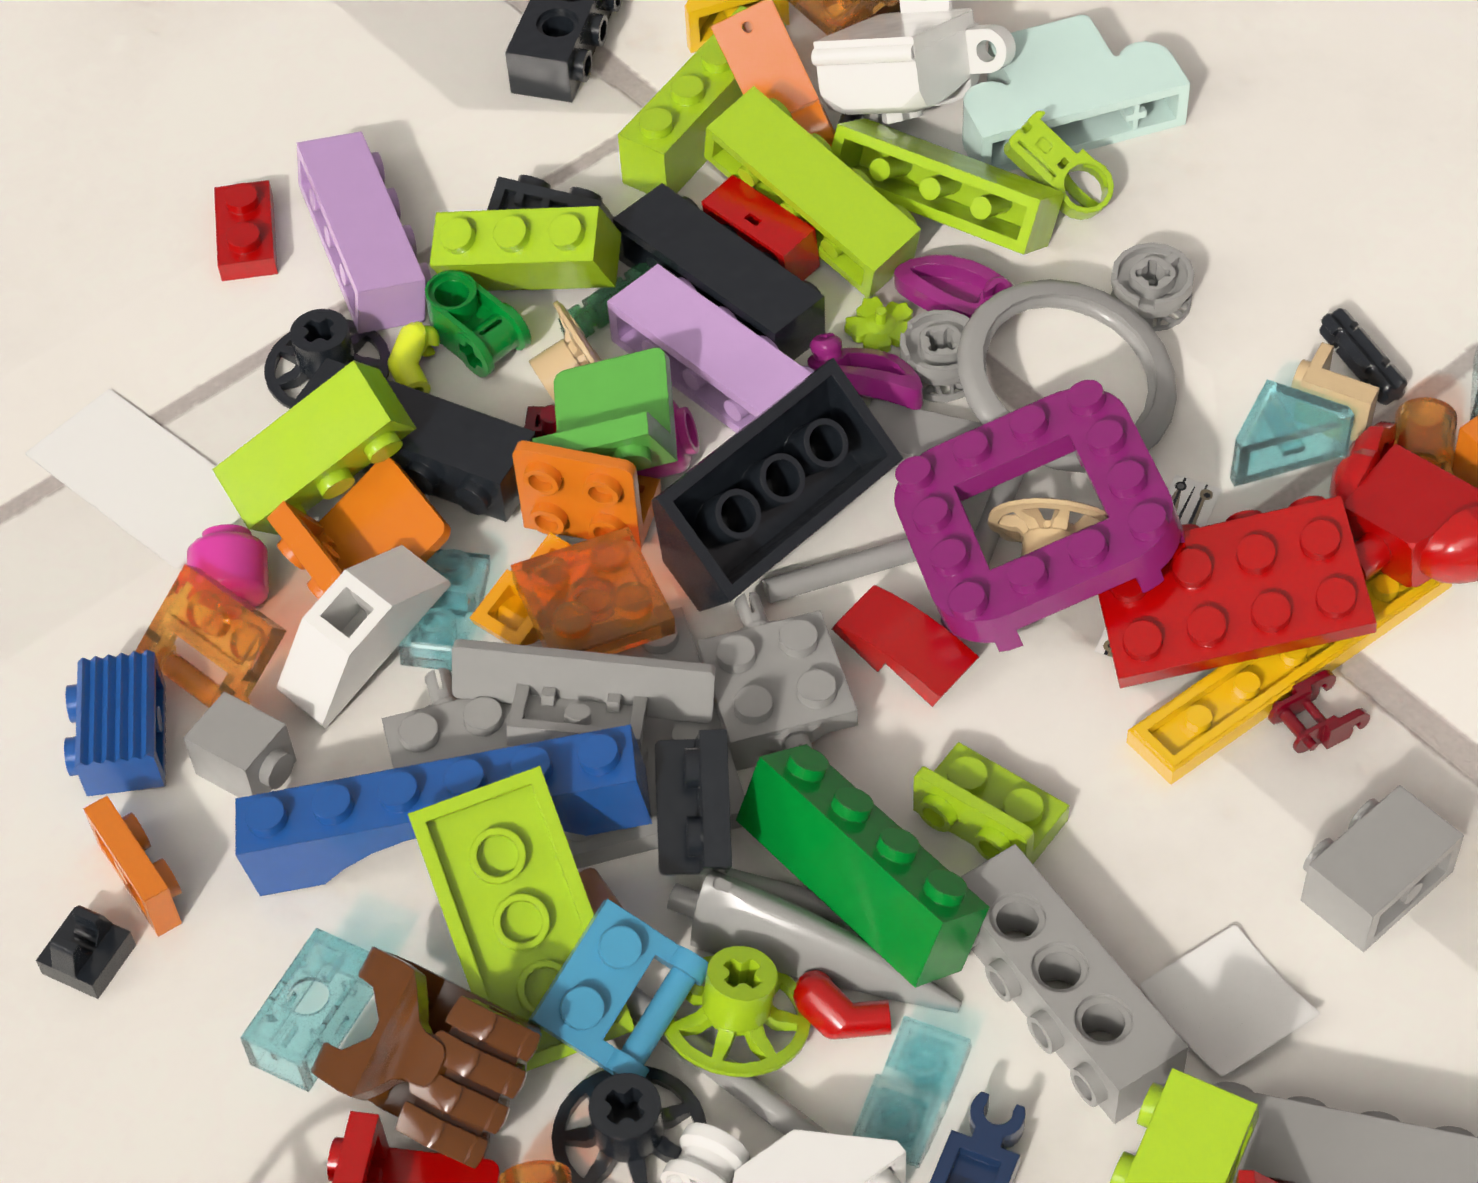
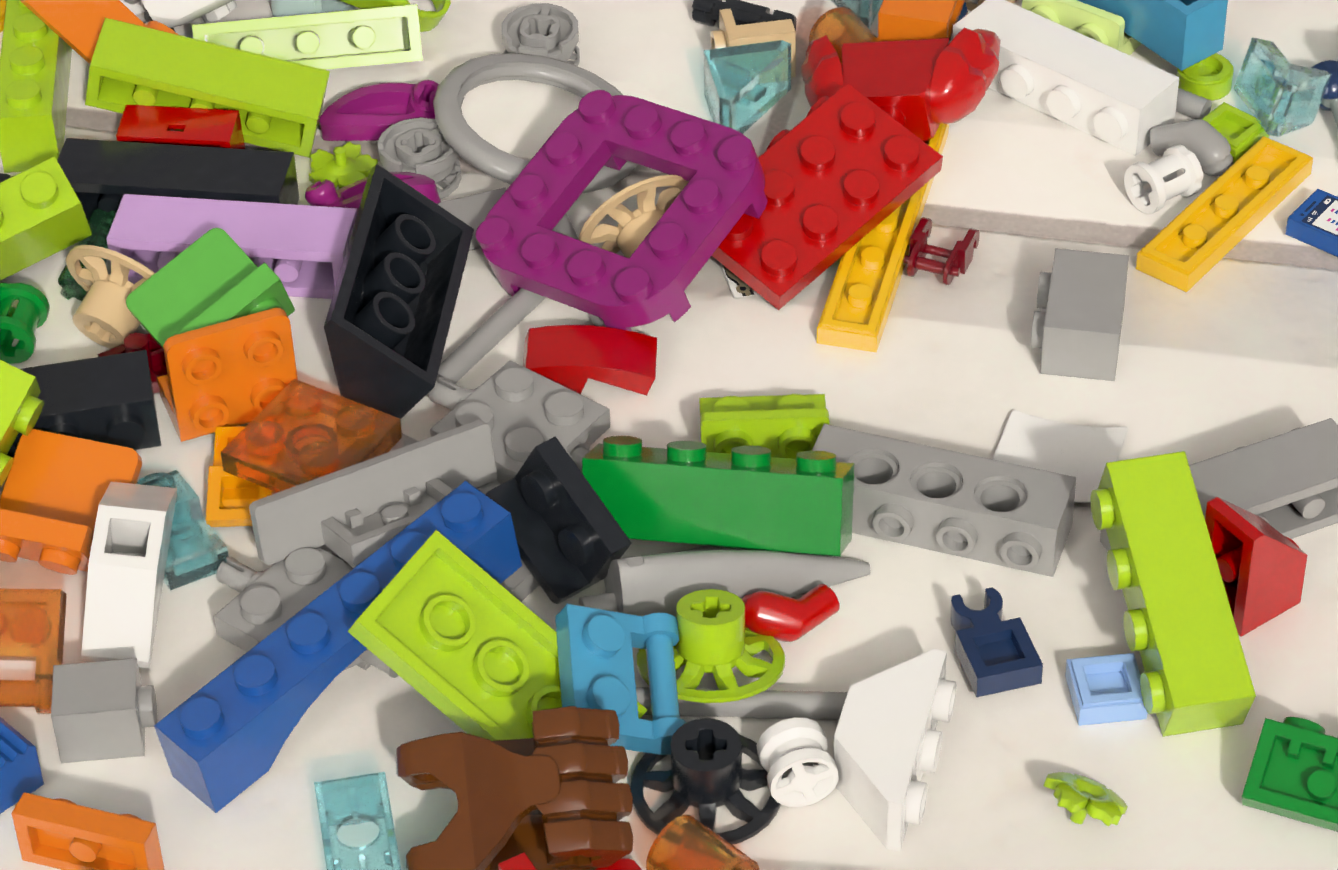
camera: 40 degrees left, 10 degrees down
(914, 1088) = (889, 621): clear light blue slope -> none

